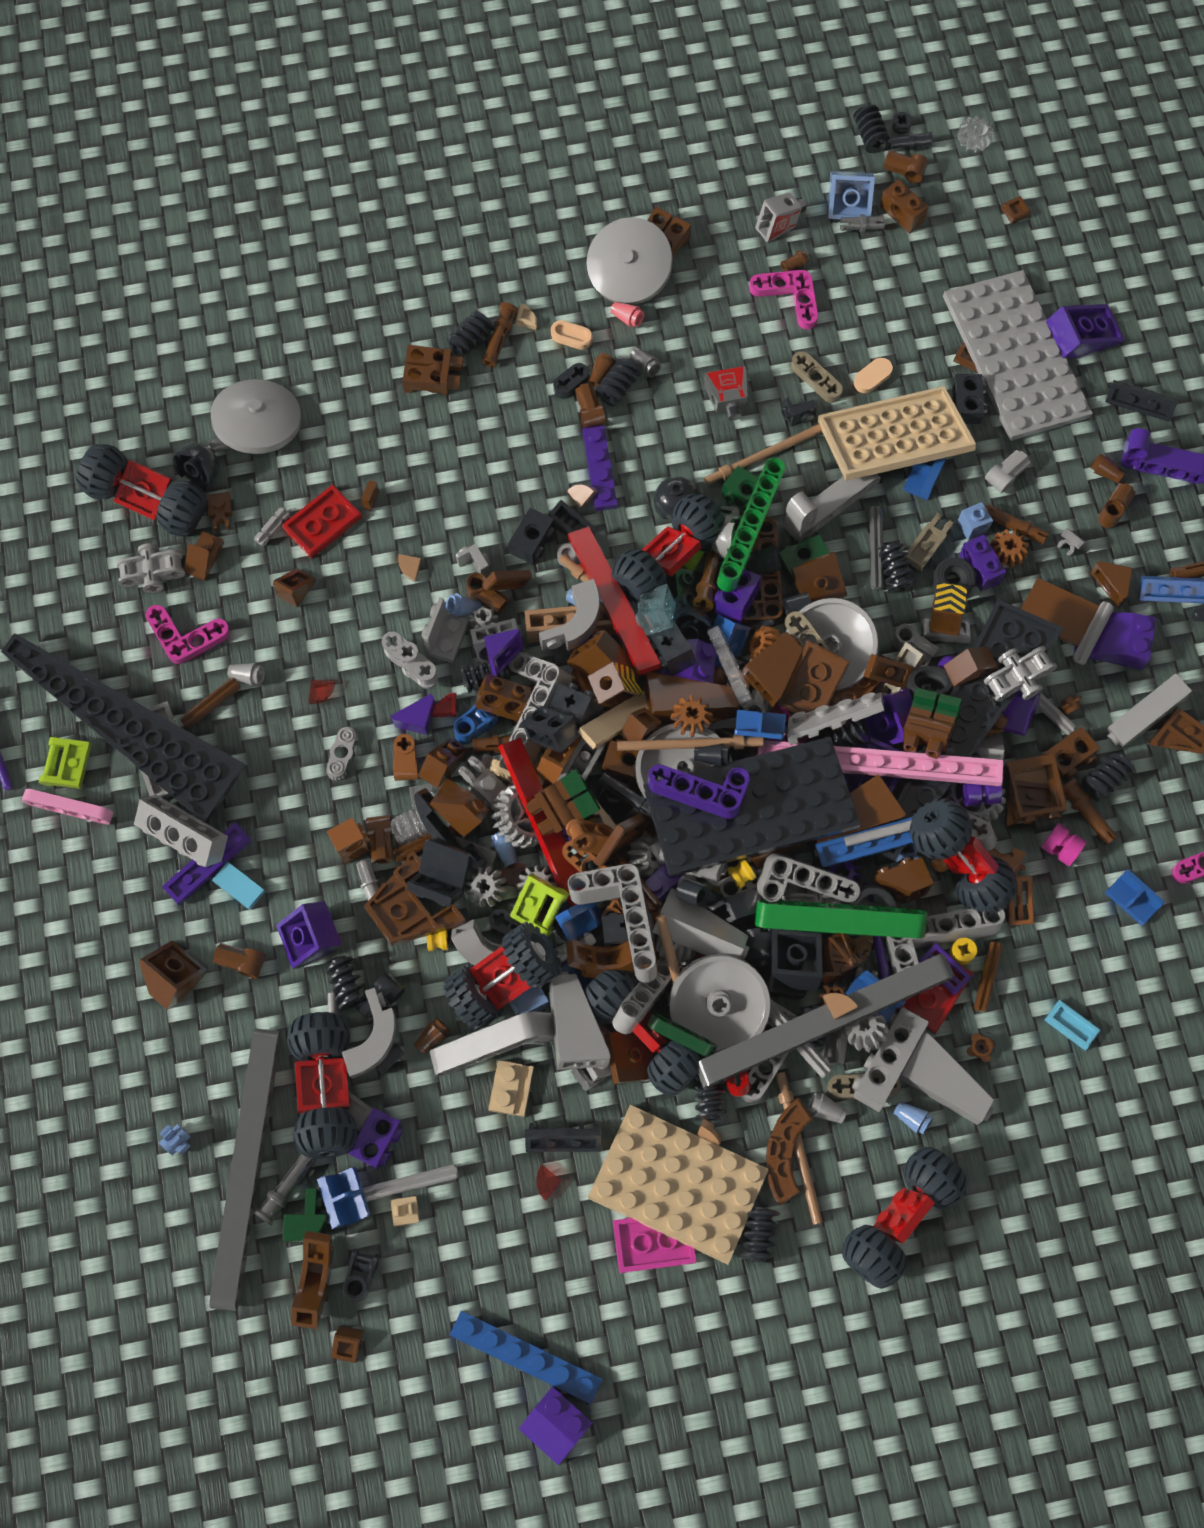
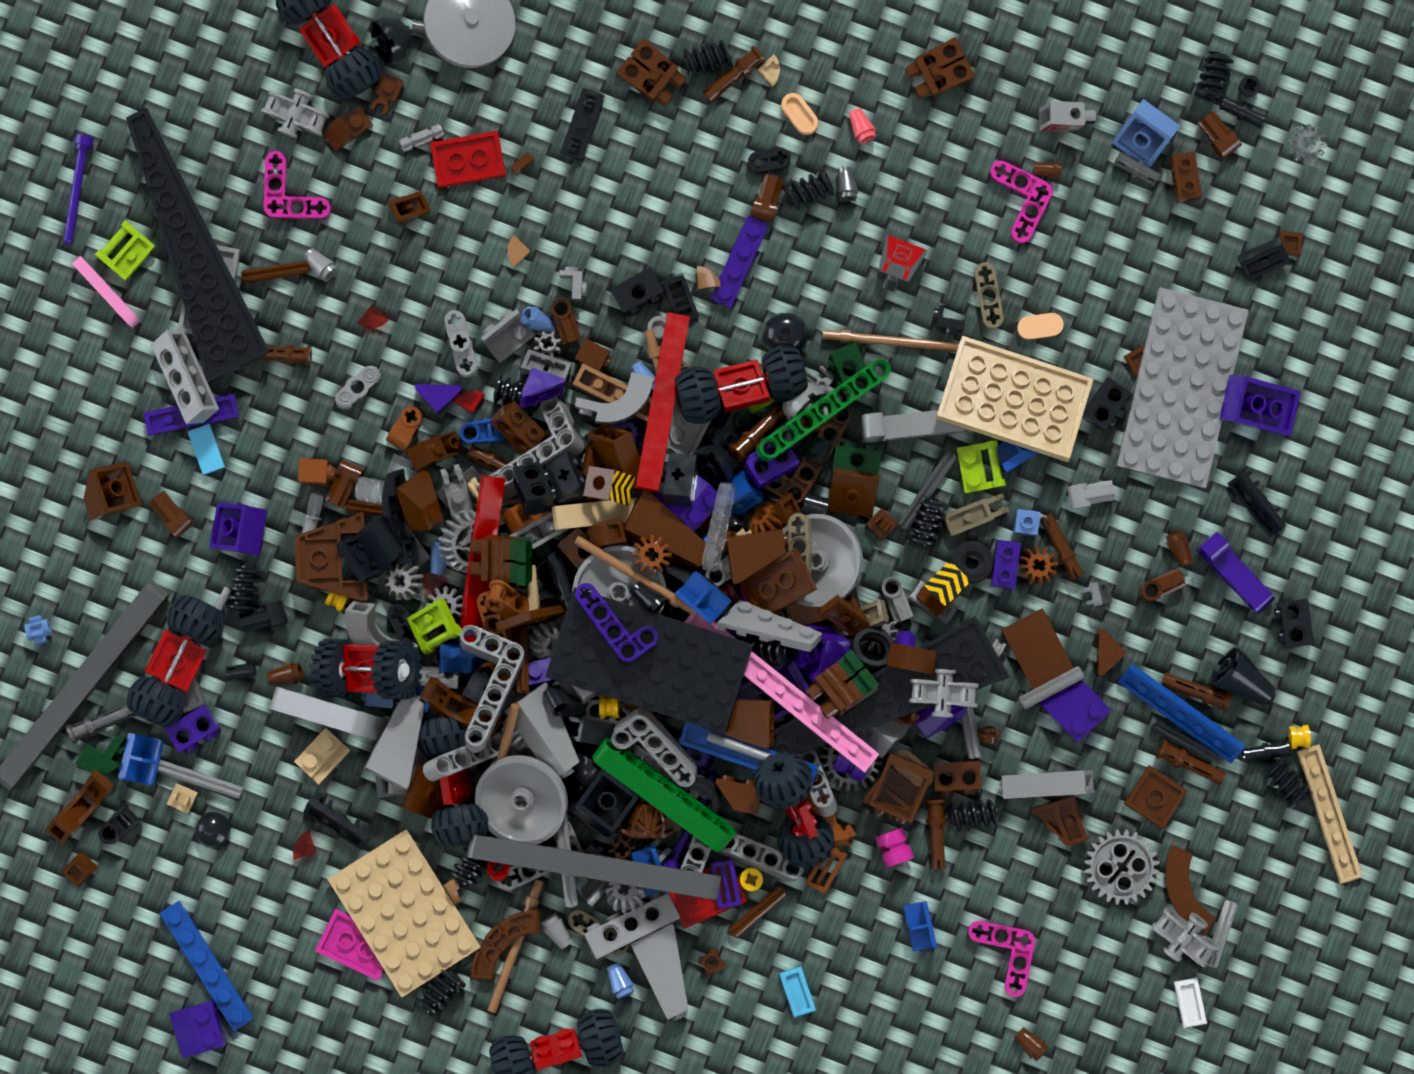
camera: 30 degrees right, 15 degrees up
(263, 762) = (290, 355): none -> reddish brown pin
(377, 1046) = (225, 662): light grey arch -> none
(400, 440) = (582, 124): none -> black plate
(451, 1222) = (212, 829): none -> black hair
(507, 580) = (588, 323): reddish brown tile -> none
(527, 601) = (593, 355): none -> reddish brown brick
(601, 367) = (802, 168): reddish brown cone -> none
(629, 261) = (895, 77): light grey dish -> none
(656, 610) = (688, 439): clear light blue brick -> none
(681, 1035) = (475, 806): dark green beam -> none
(775, 621) = (786, 507): none -> reddish brown tile
(839, 1004) = (609, 863): medium nougat tile -> none
(859, 594) = (881, 524): none -> reddish brown tile
(900, 509) = (973, 467): none -> lime plate
(1006, 229) = (1263, 259): none -> black slope

